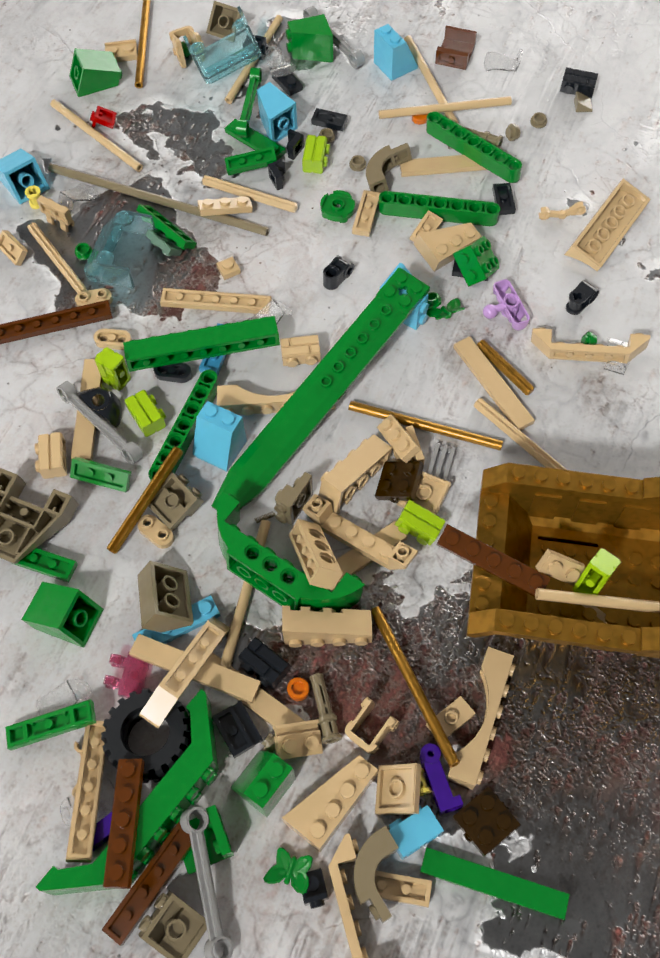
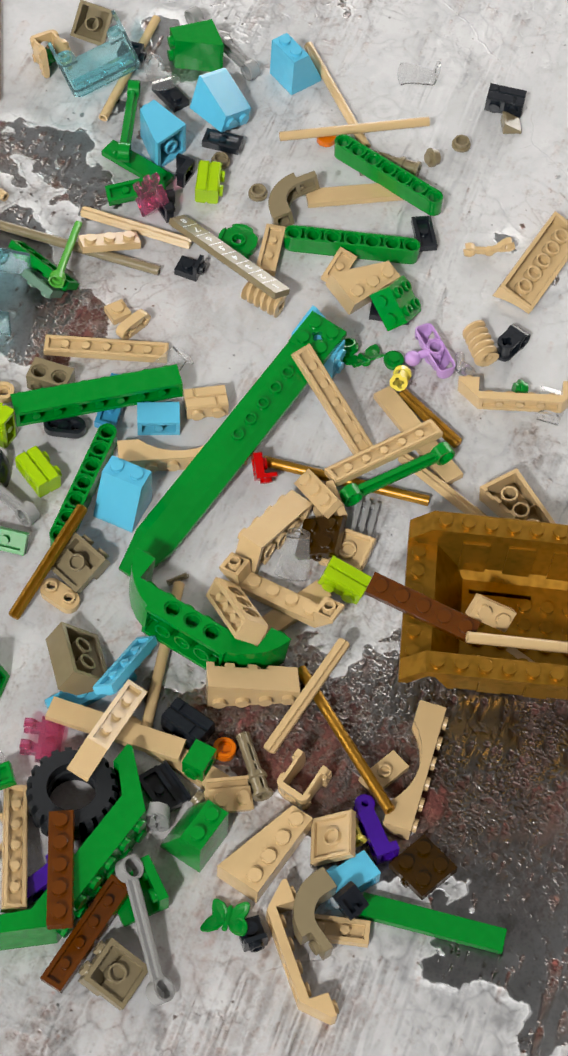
camera: 10 degrees left, 5 degrees down
(161, 323) = (48, 374): none -> dark tan brick
(175, 236) = (58, 277): none -> bright green piece
(206, 605) = (125, 665): none -> medium azure plate
(228, 761) = (158, 816): none -> light grey beam
(240, 279) = (133, 324): none -> tan beam
(256, 364) = (158, 418): none -> medium azure brick
(263, 165) = (150, 195): none -> clear pink plate
(271, 703) = (199, 760): none -> green brick
(292, 499) = (209, 557): dark tan plate -> none
(294, 229) = (190, 268): none -> black bracket
(328, 83) = (220, 101): none -> medium azure slope
(329, 219) = (229, 257): none -> tile
(336, 273) = (240, 317): black piece -> none
(345, 410) = (259, 464): none -> red bracket
(358, 255) = (260, 299): none -> tan piece
(374, 498) = (295, 556): none -> clear piece
(378, 639) = (306, 696): none -> tan axle
(412, 862) = (350, 901): none -> black bracket
(415, 352) = (331, 399): none -> tan tile
(430, 438) = (353, 493): none -> green piece
(456, 48) = (365, 57): reddish brown panel -> none
(460, 399) = (383, 452): none -> tan tile
(472, 313) = (393, 359): none -> green plate
(479, 329) = (400, 377): none -> light yellow bush
(536, 320) = (461, 366): none -> clear arm
(553, 298) = (480, 343): none -> tan piece
(584, 449) = (513, 498): none -> tan wedge
(597, 573) = (526, 616): lime brick -> none

